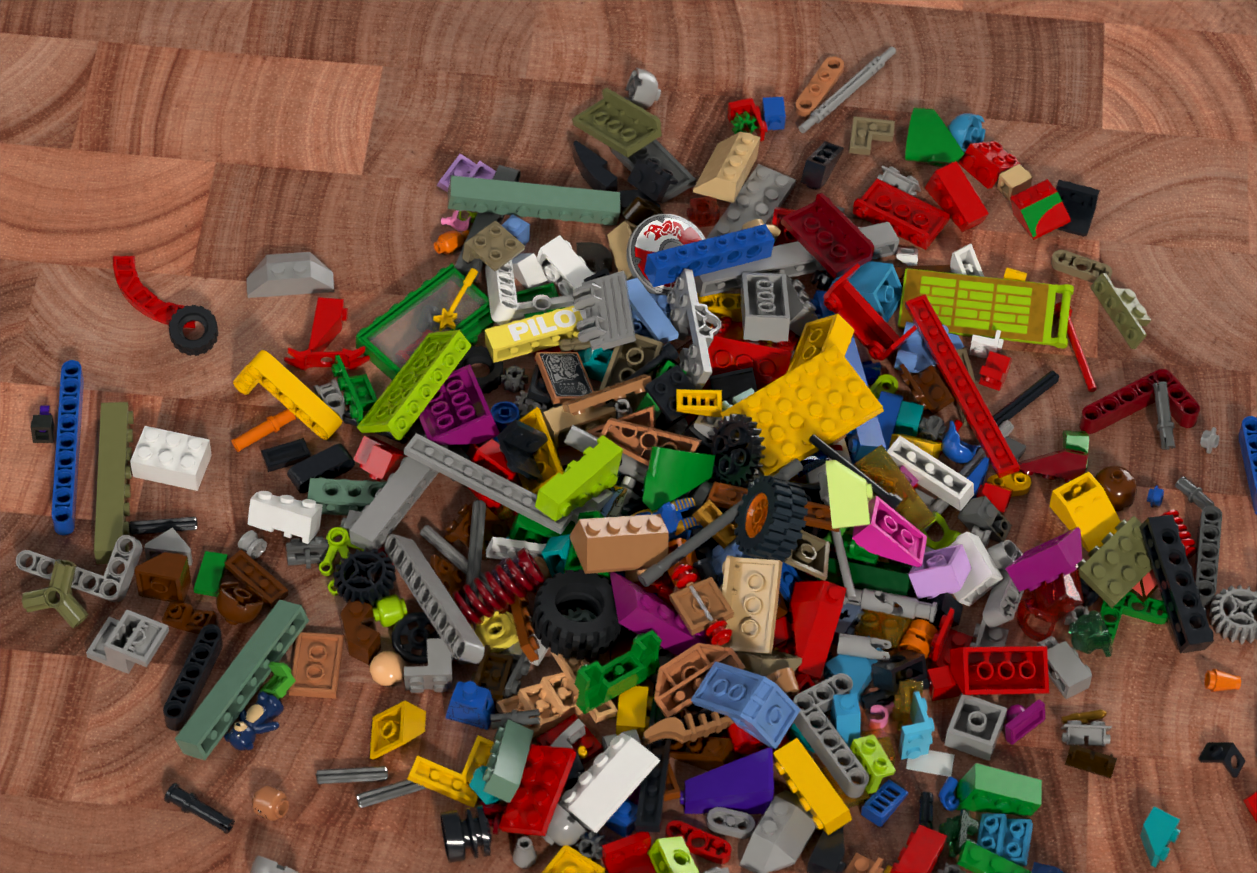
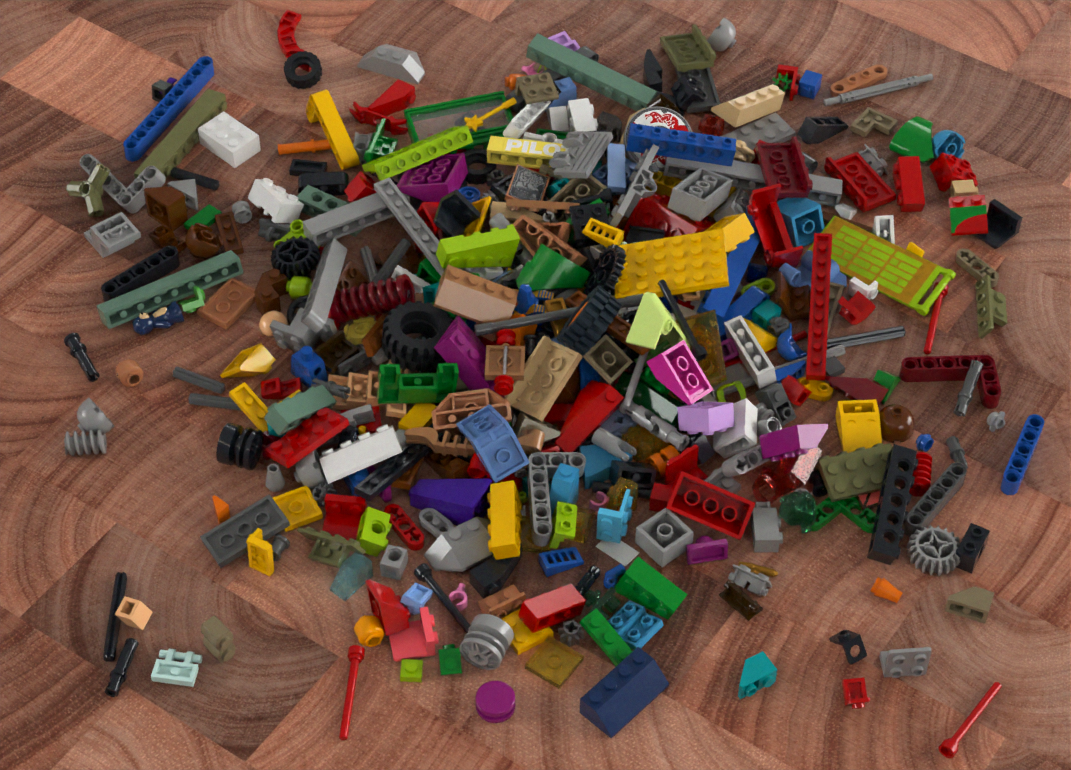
camera: 30 degrees right, 5 degrees down
(450, 744) = (276, 389): none -> red slope

